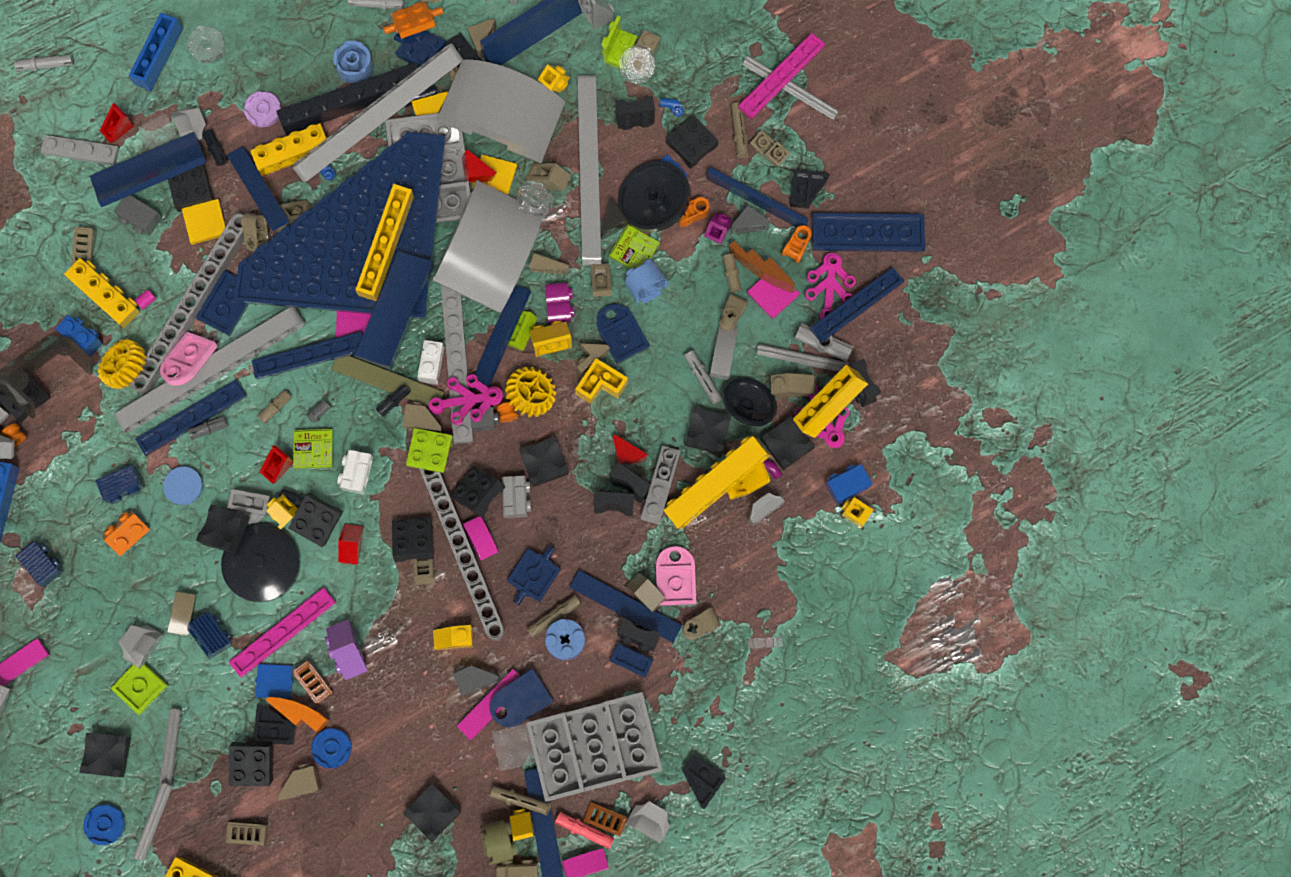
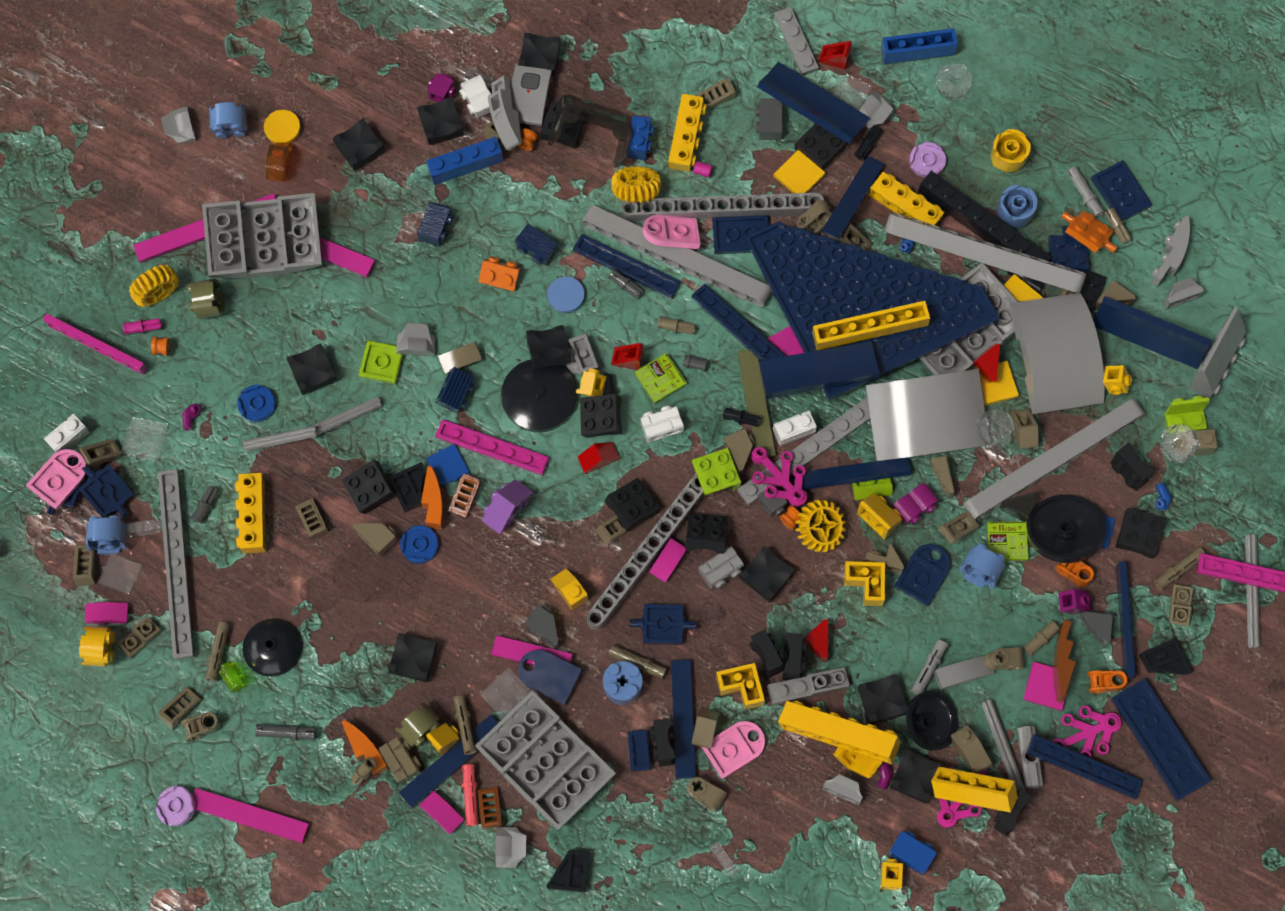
camera: 65 degrees right, 5 degrees down
(300, 37) = (1010, 150): none -> yellow brick
(626, 534) = (744, 680): none -> yellow brick

